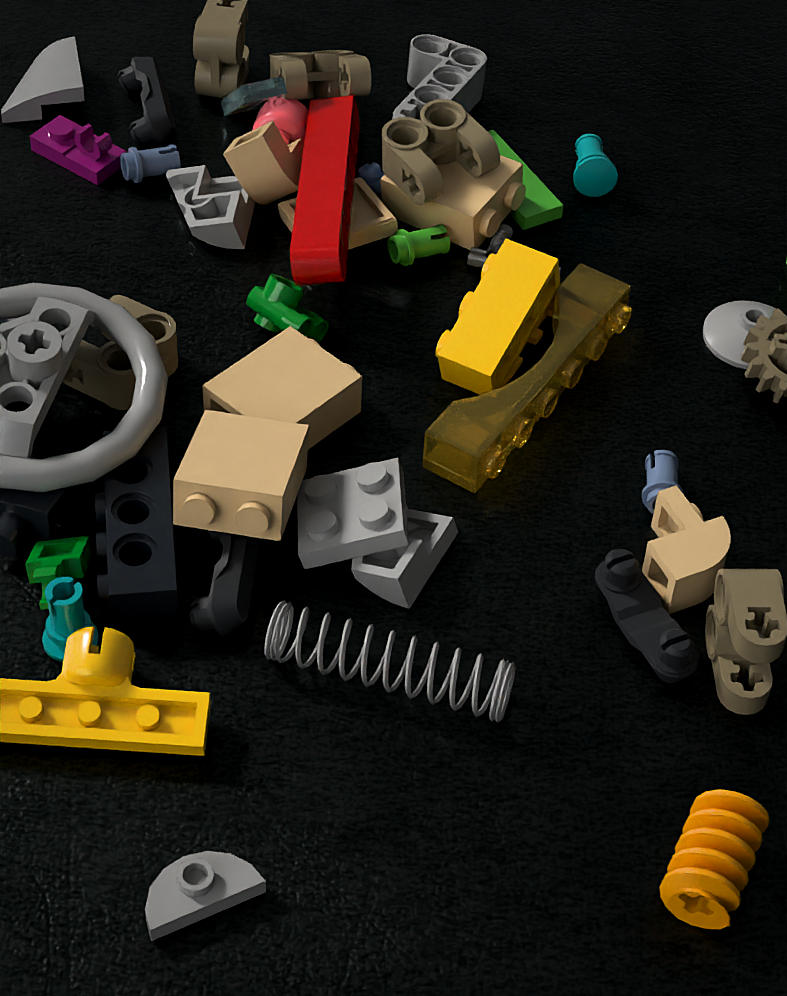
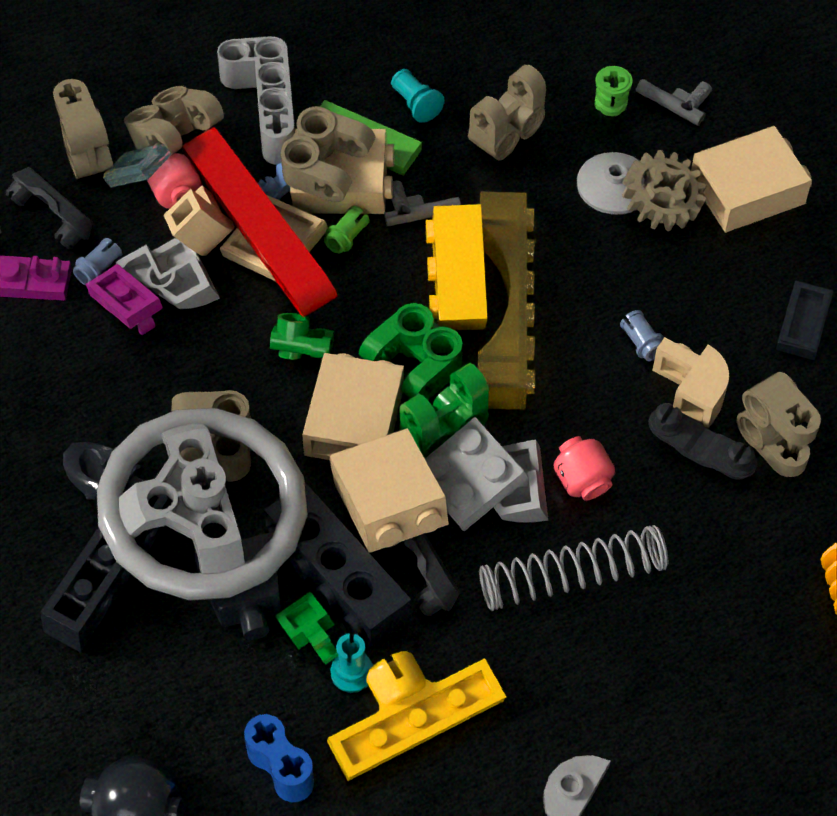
camera: 30 degrees left, 10 degrees up
(145, 201) = (125, 298): none -> magenta plate
(347, 445) = (450, 411): none -> green piece
(413, 378) = (395, 338): none -> green piece
(485, 572) = (584, 468): none -> coral head
(684, 221) = (517, 114): none -> dark tan piece

